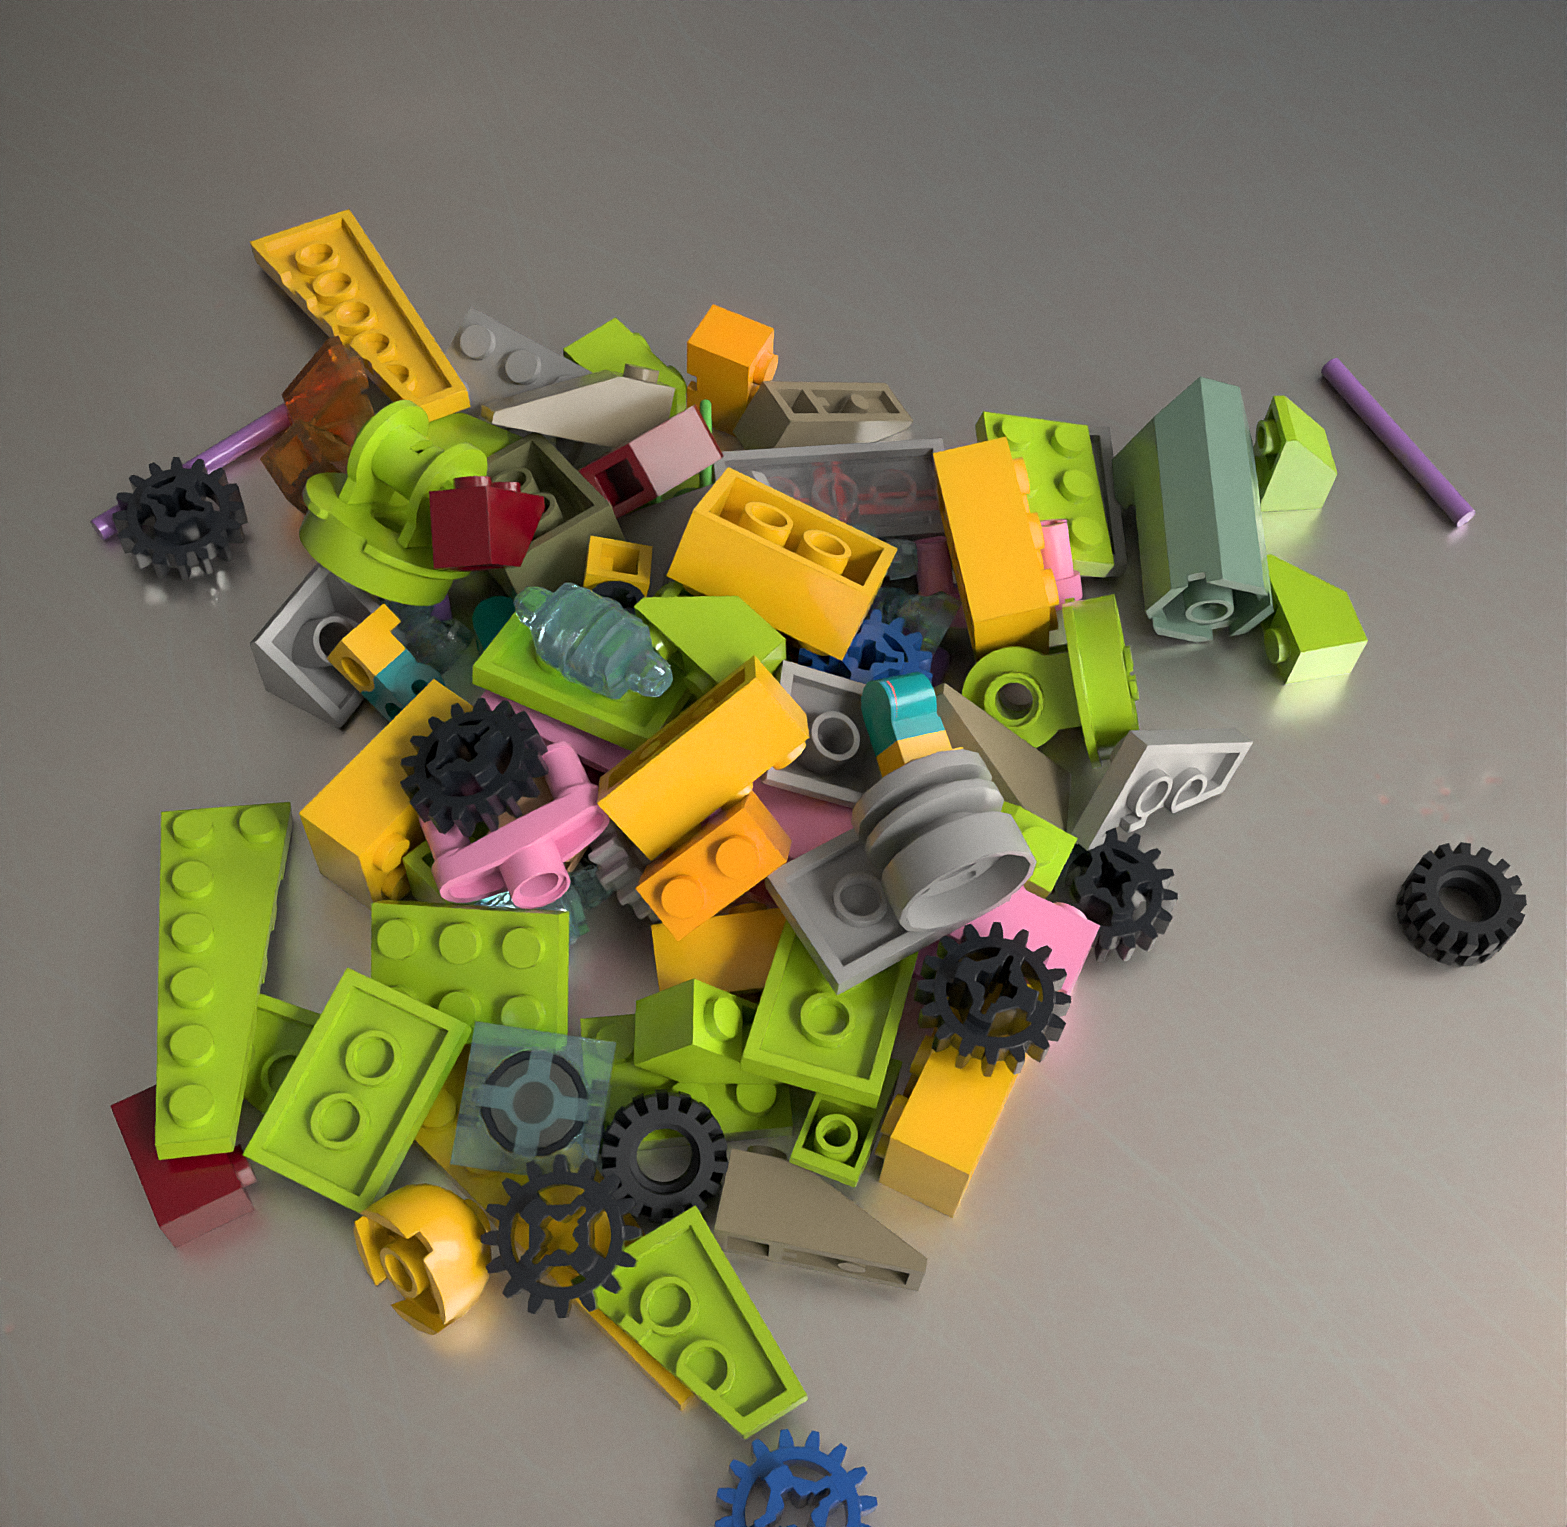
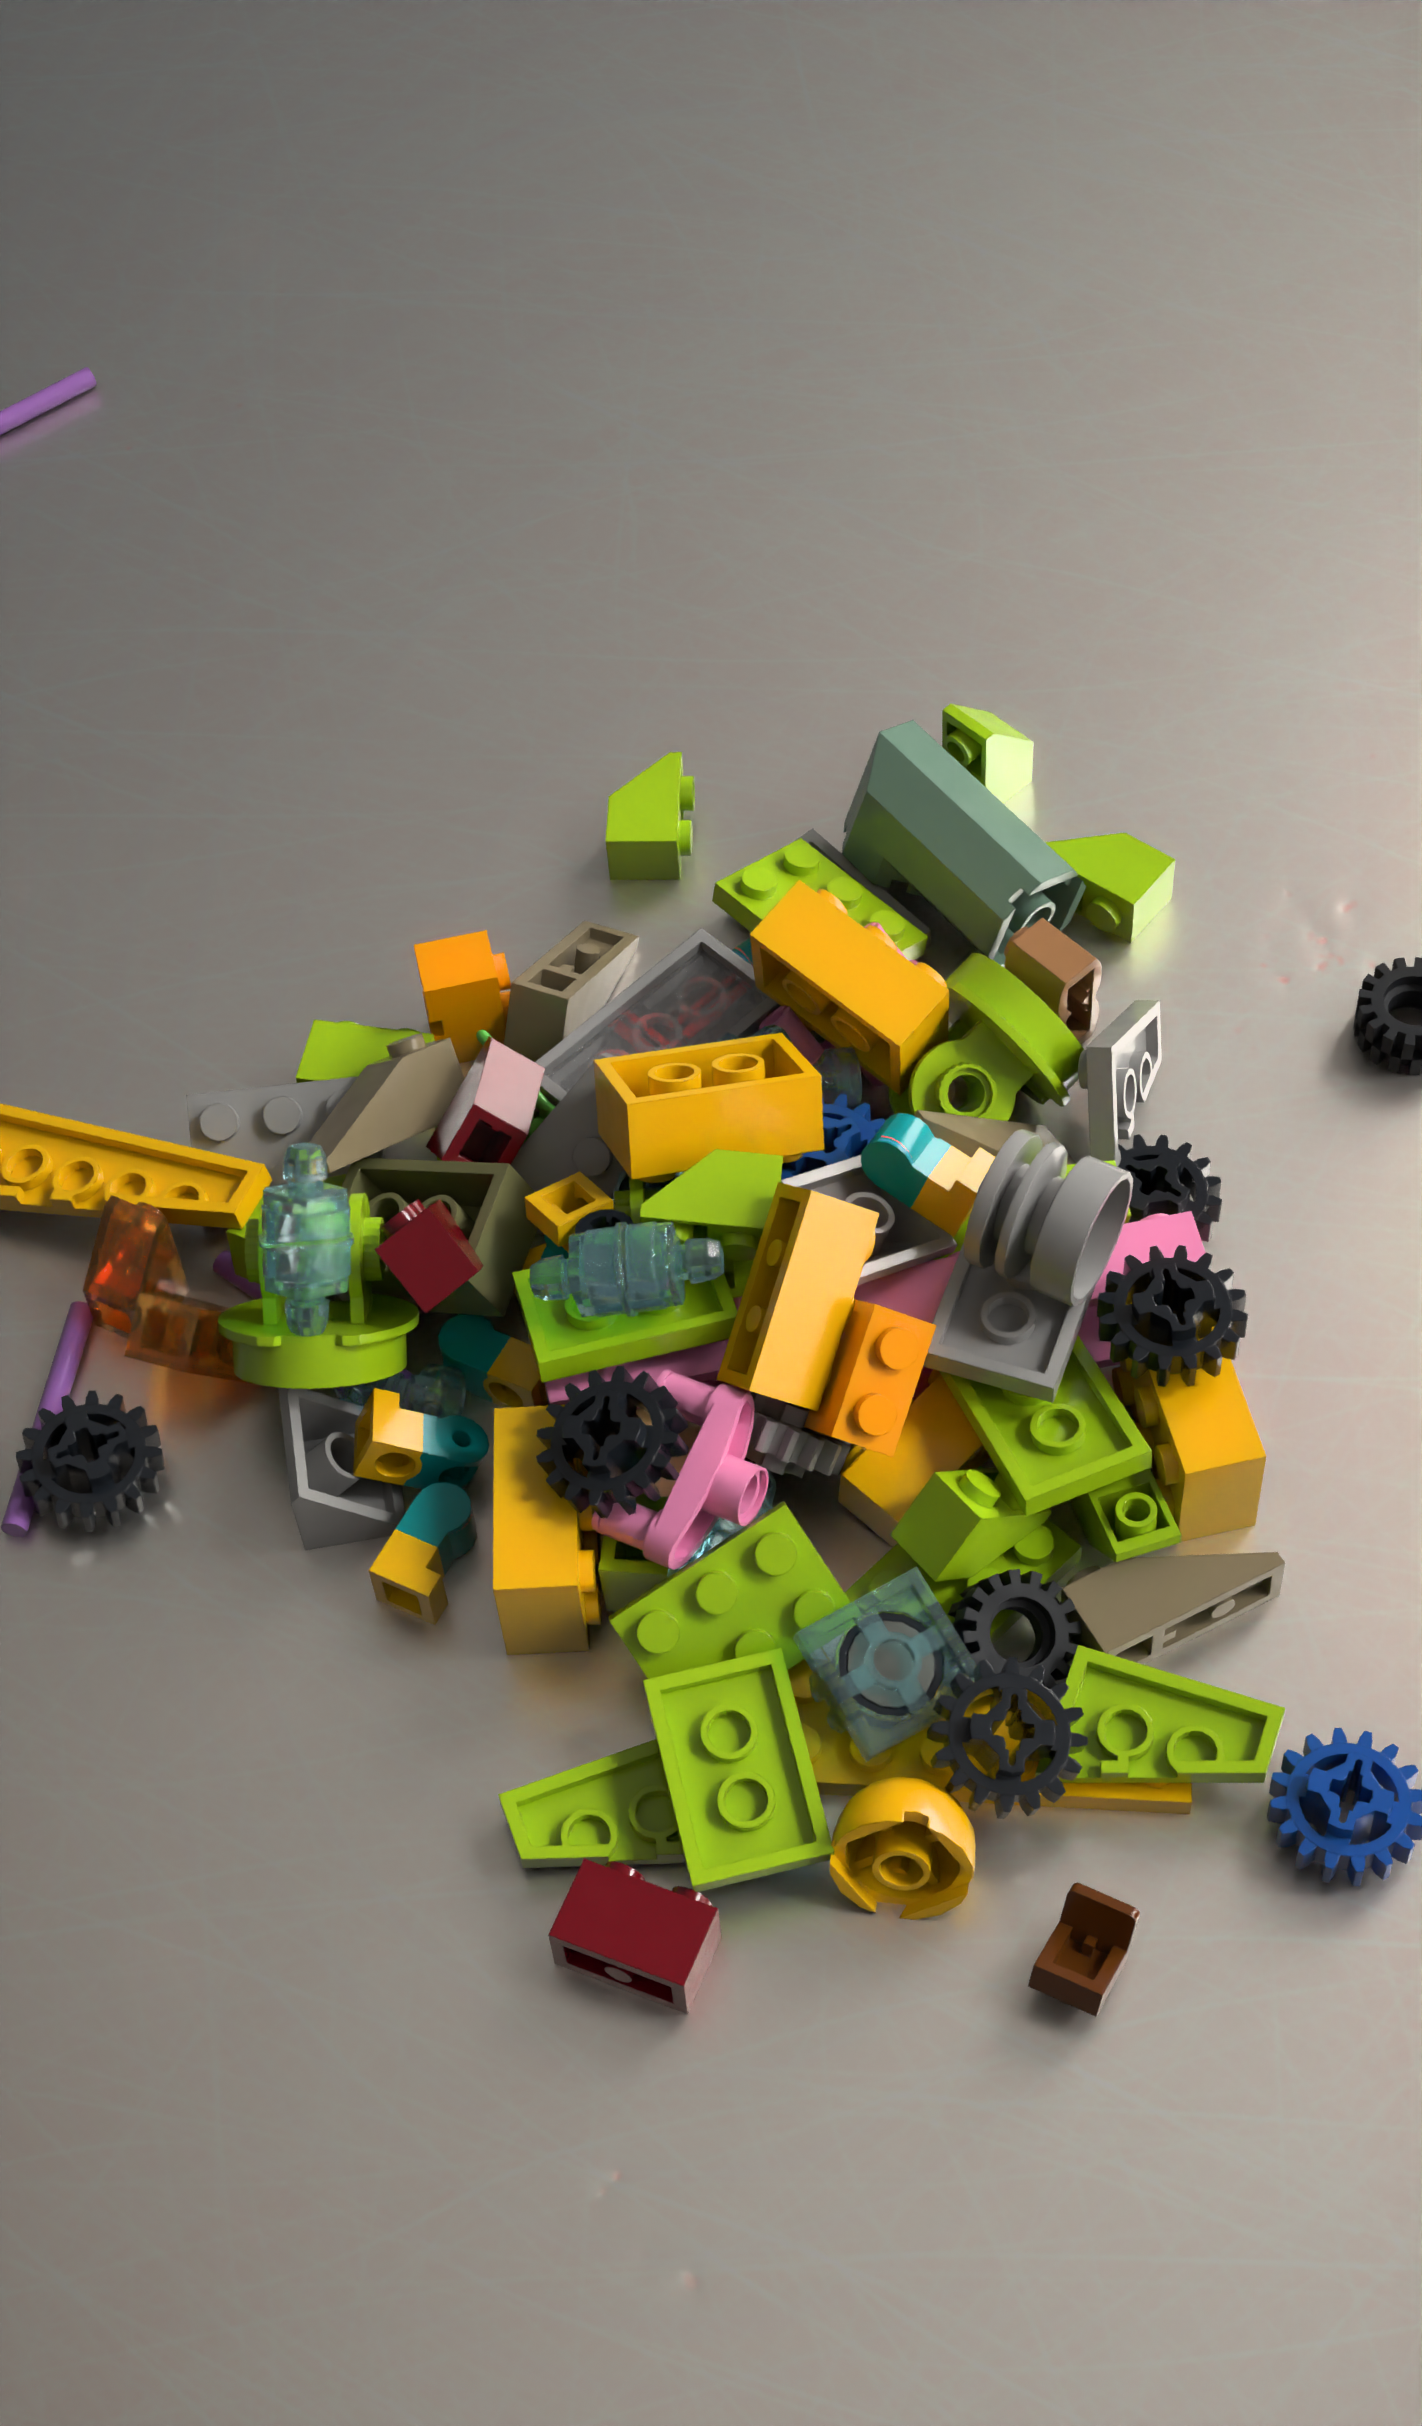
camera: 30 degrees left, 5 degrees down
(214, 937) = (491, 1754): lime wing -> none
(321, 747) = (422, 1549): none -> leg
(387, 447) = (306, 1239): none -> clear light blue piece
(479, 1458) = (1086, 1949): none -> reddish brown bracket
(994, 341) = (647, 823): none -> lime slope
(1174, 668) = (1058, 974): none -> medium nougat brick
(1398, 442) = (1043, 684): medium lavender bar -> none

